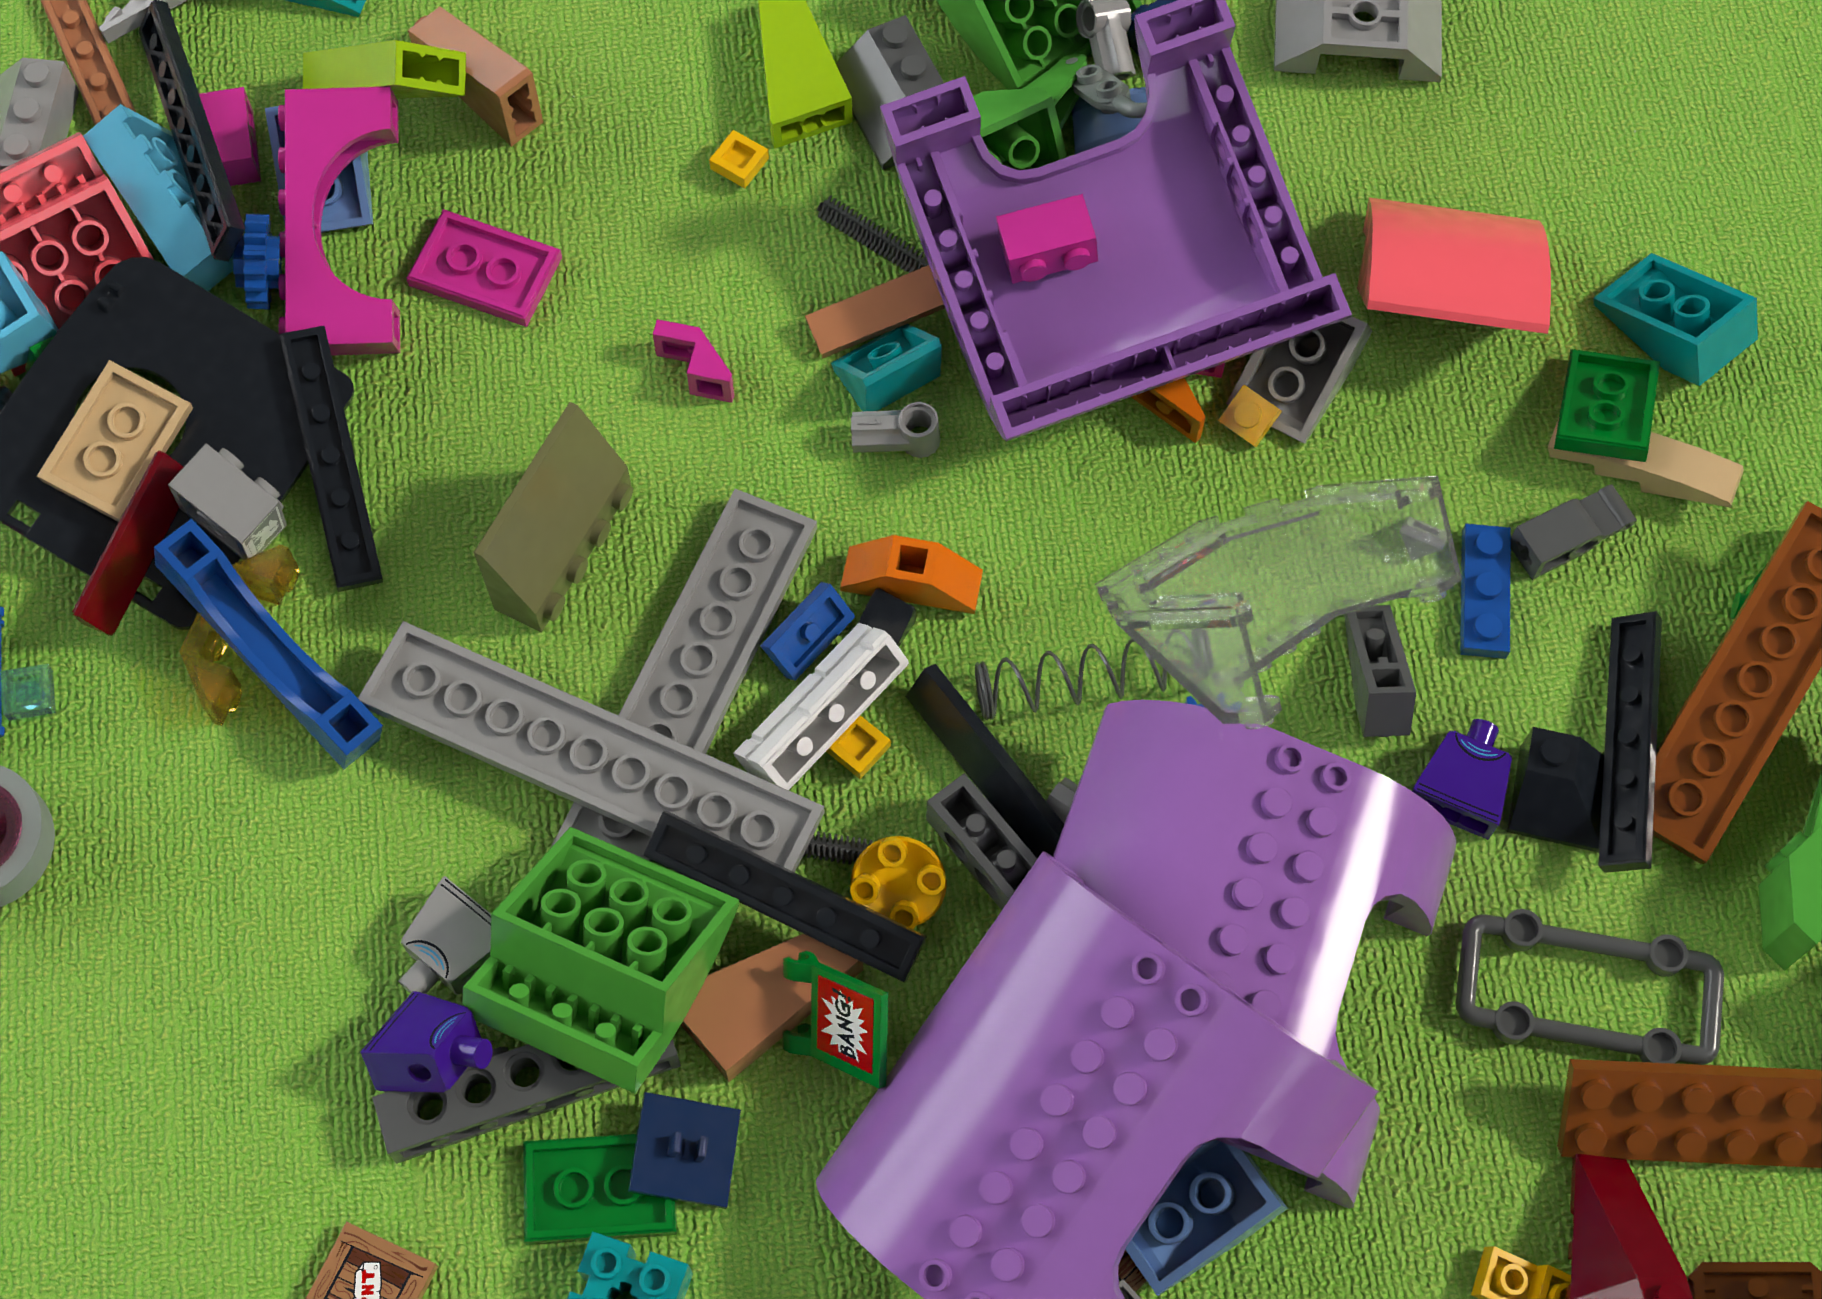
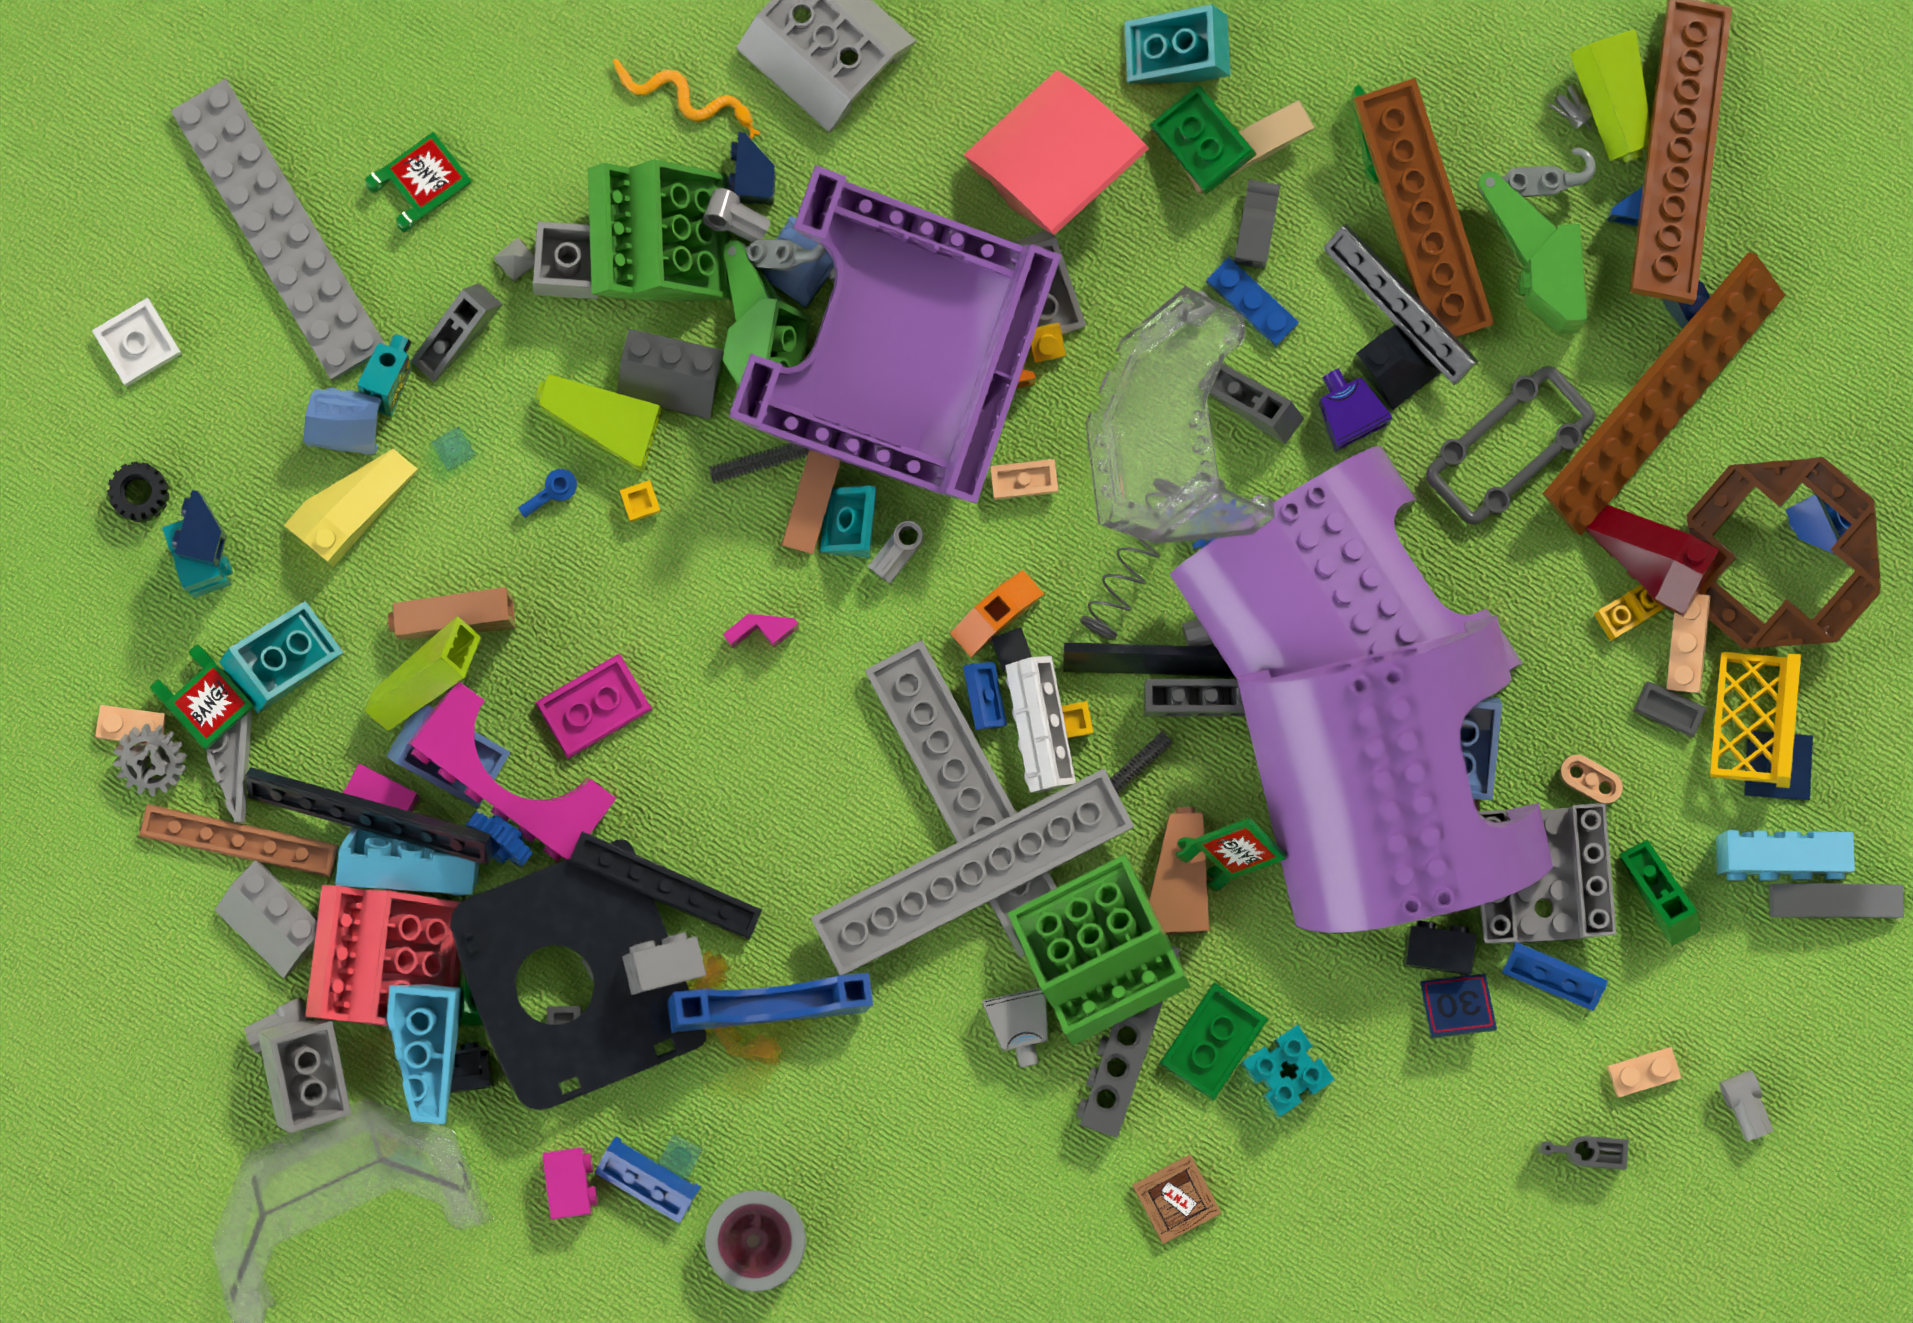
camera: 50 degrees left, 15 degrees up
(114, 440) = (570, 1002): tan plate -> none
(130, 548) = (639, 1036): dark red slope -> none
(425, 1046) = (1076, 1076): dark purple torso -> none
(553, 521) = (817, 789): olive slope -> none
(684, 1150) = (1230, 982): dark blue piece -> none
(692, 80) = (559, 486): none -> blue plate
(785, 896) = (1140, 828): black tile -> none
(899, 880) = (1172, 760): yellow dish -> none
(1047, 239) = (865, 376): dark pink brick -> none
(1082, 499) = (1024, 479): none -> light nougat plate

